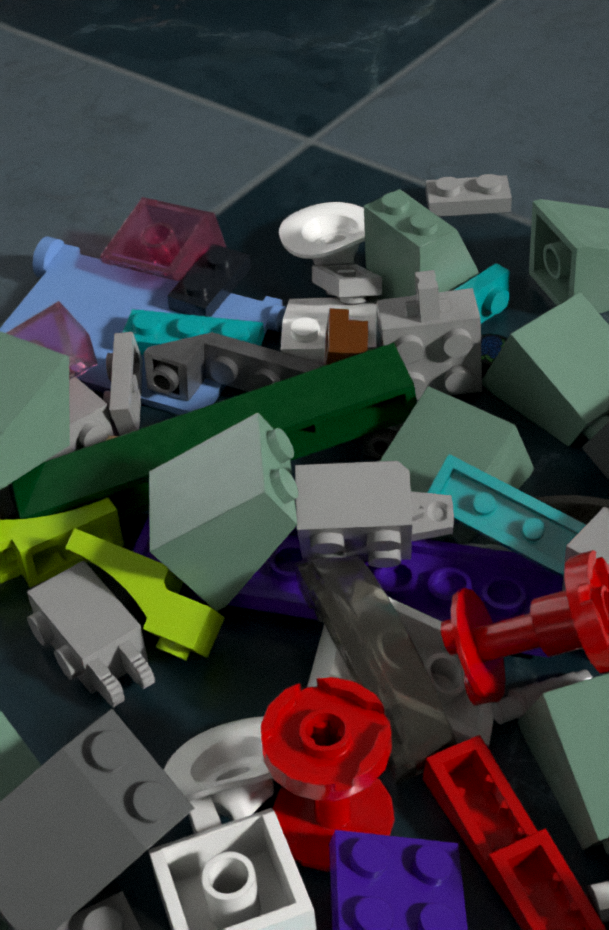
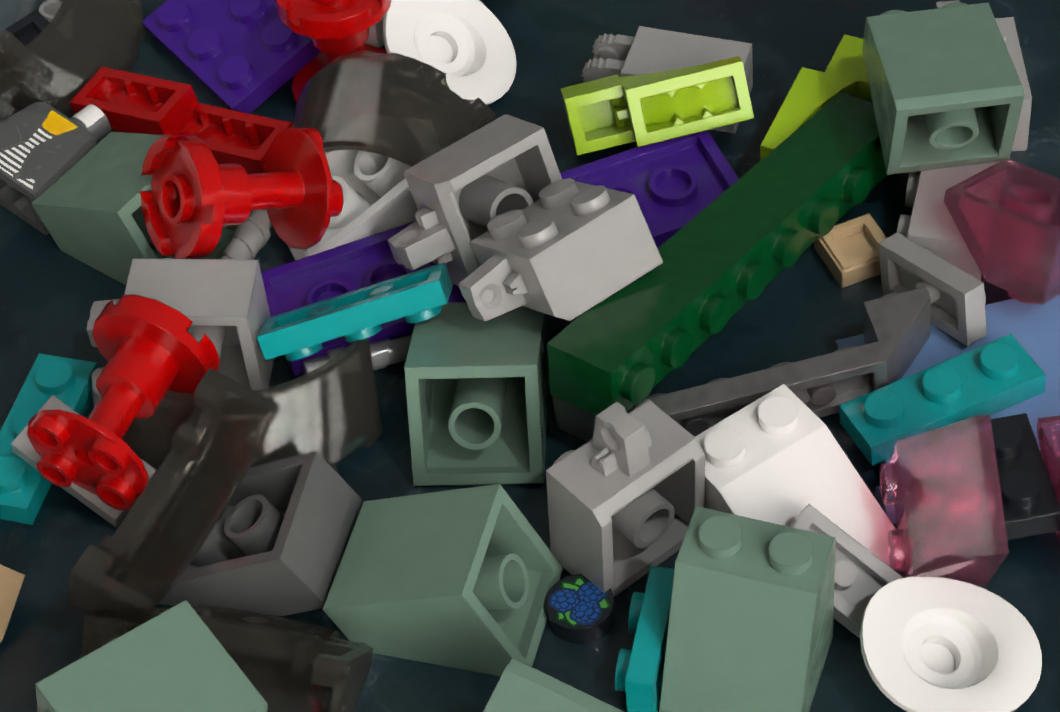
camera: 145 degrees right, 5 degrees up
(223, 508) = (606, 108): sand green slope -> none
(265, 254) = (946, 503): none -> clear pink slope
(344, 336) = (694, 390): reddish brown piece -> none
(353, 423) = (560, 252): none -> light grey hinge

